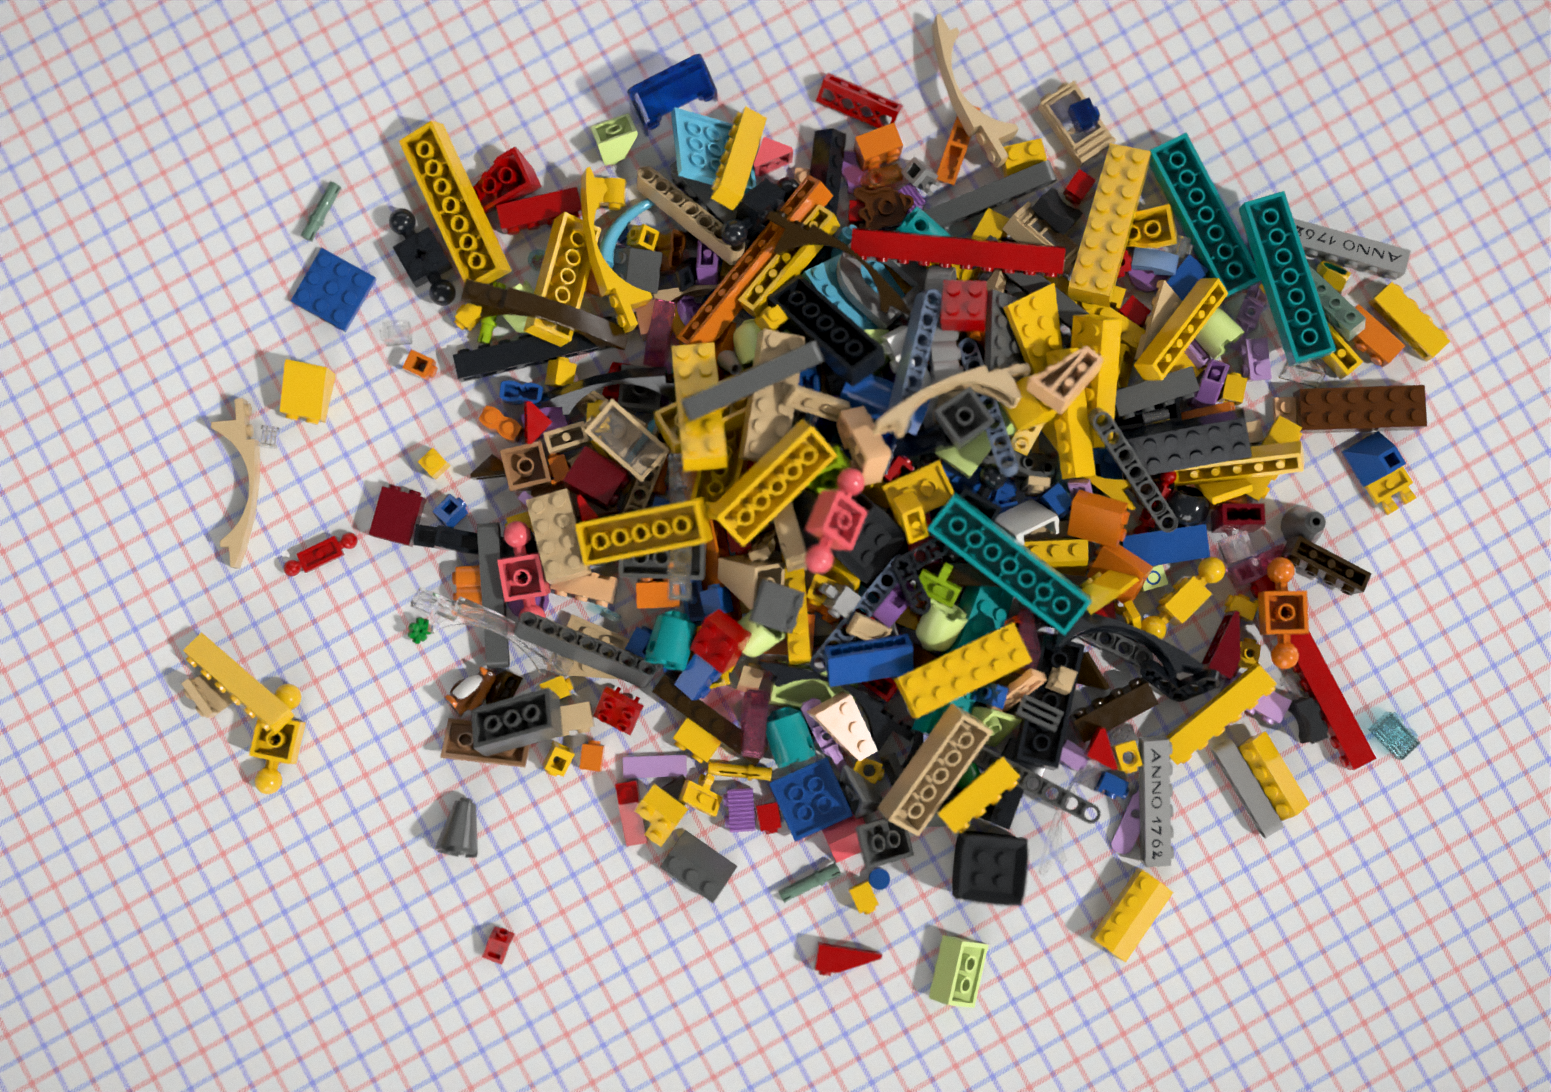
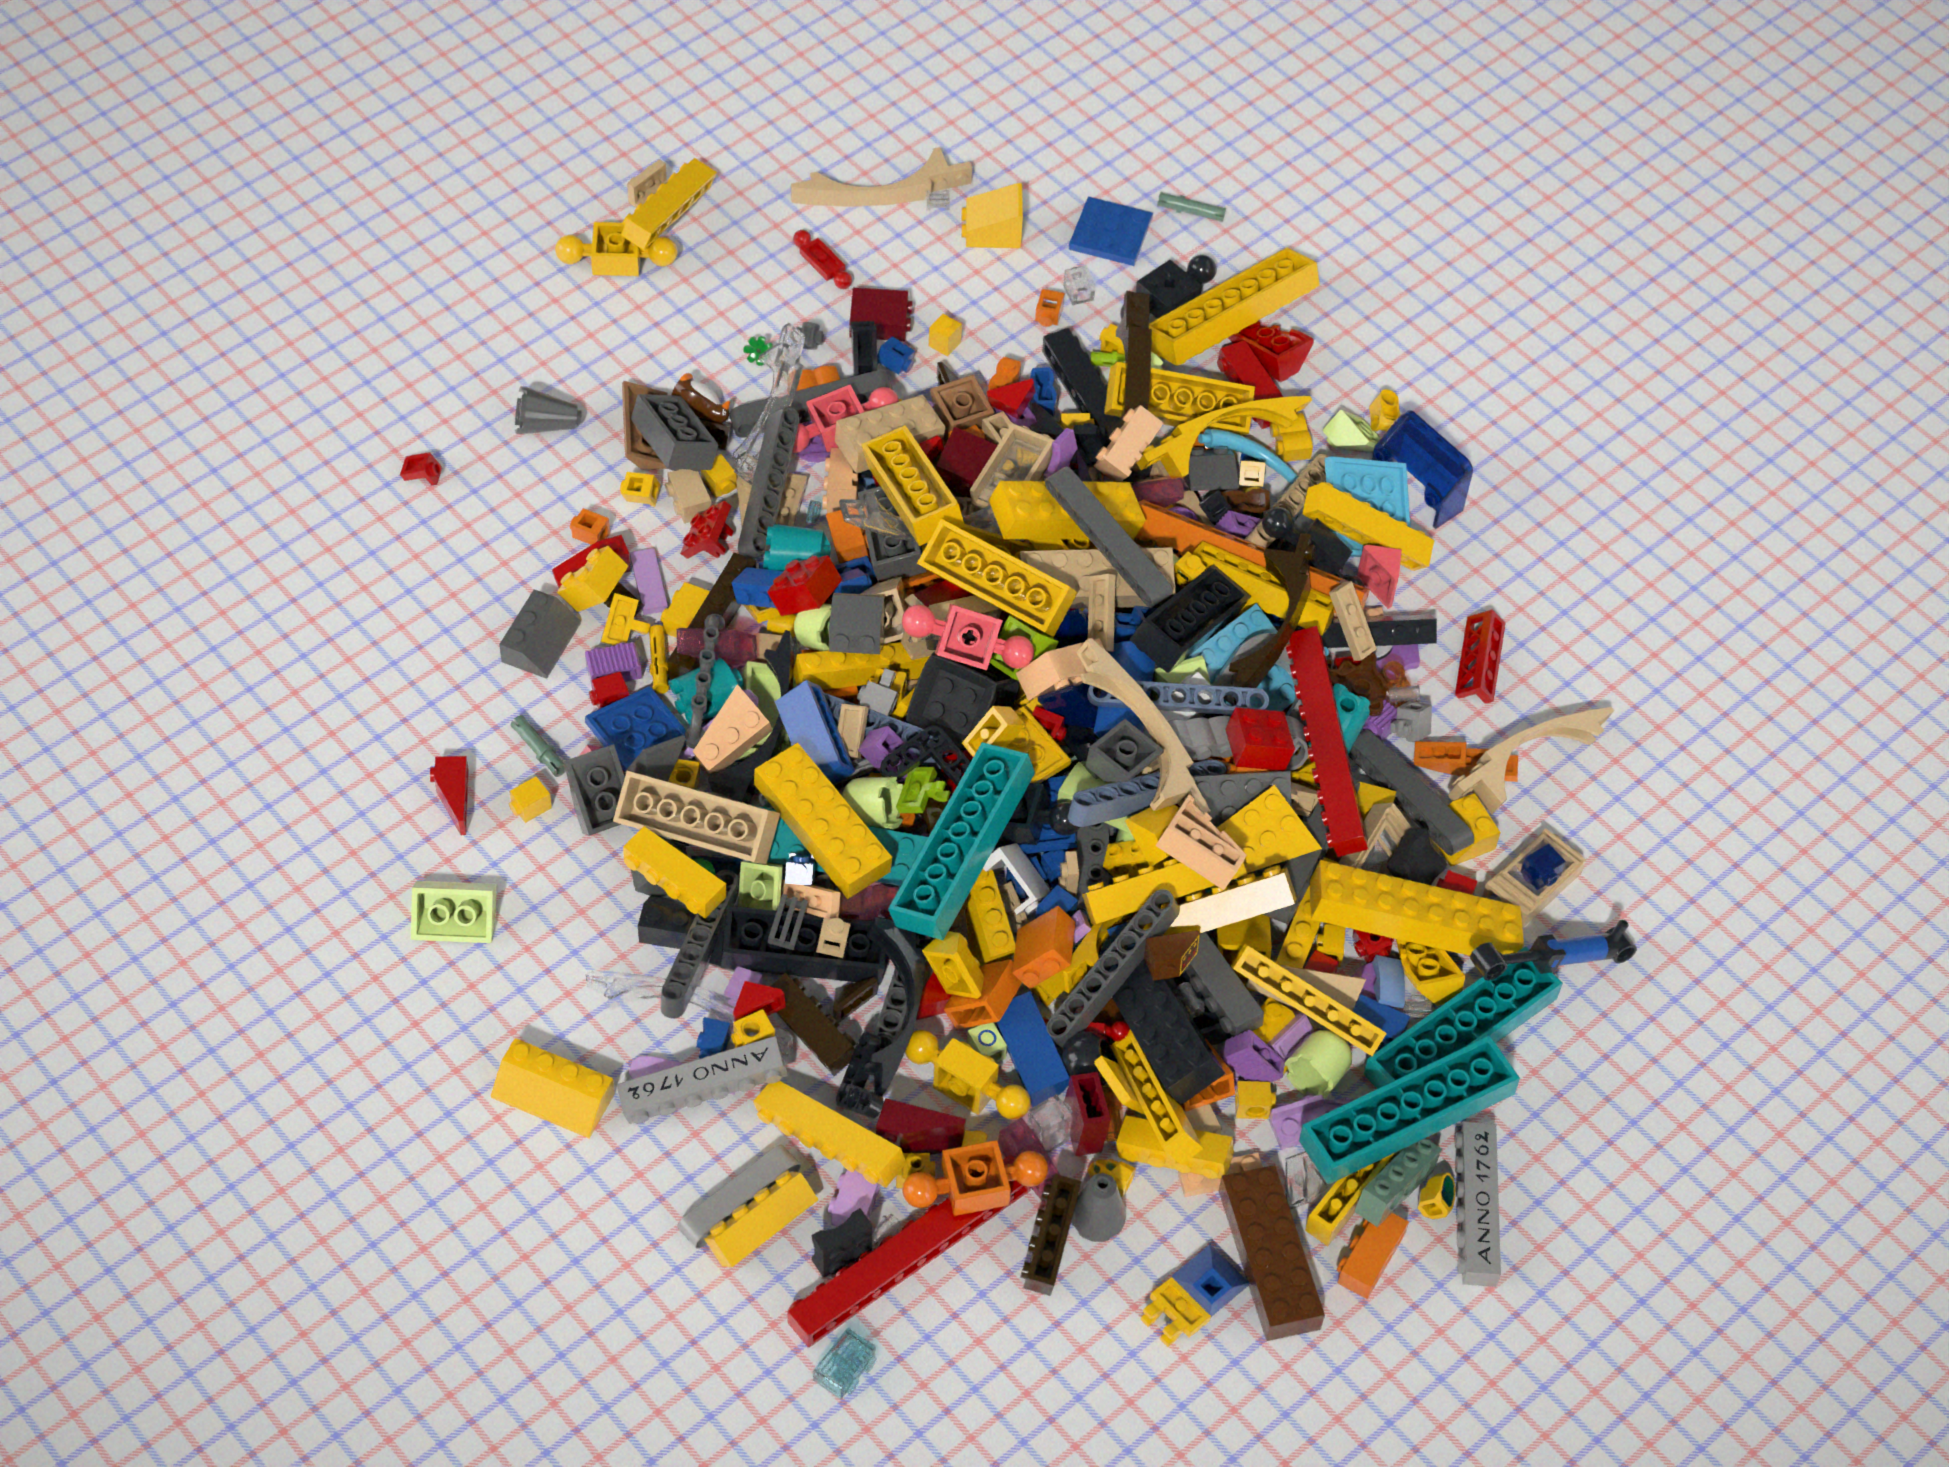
camera: 80 degrees right, 30 degrees down
(412, 582) = (812, 334): none -> dark grey gear
(592, 364) = (1091, 439): none -> black brick
(592, 756) = (649, 519): orange brick -> none
(594, 107) = (1384, 410): none -> yellow piece
(601, 805) = (590, 527): none -> orange brick
(618, 337) = (1127, 444): none -> light nougat wedge
(624, 398) = (1062, 452): none -> medium lavender tile
(833, 755) = (695, 732): none -> dark grey bar
(838, 197) = (1352, 620): none -> tan plate
(878, 147) = (1434, 672): orange brick -> none
(879, 878) = (554, 816): blue tile -> none
(897, 175) = (1404, 693): none -> clear pin
(990, 868) = (586, 906): black piece -> none
(1129, 613) = (933, 1015): yellow plate -> none
(1139, 425) = (1170, 954): none -> reddish brown slope
(1166, 131) = (1550, 953): none -> black piece
(1277, 508) = (1120, 1171): none -> yellow rock
(1409, 321) = (1406, 1297): yellow brick -> none

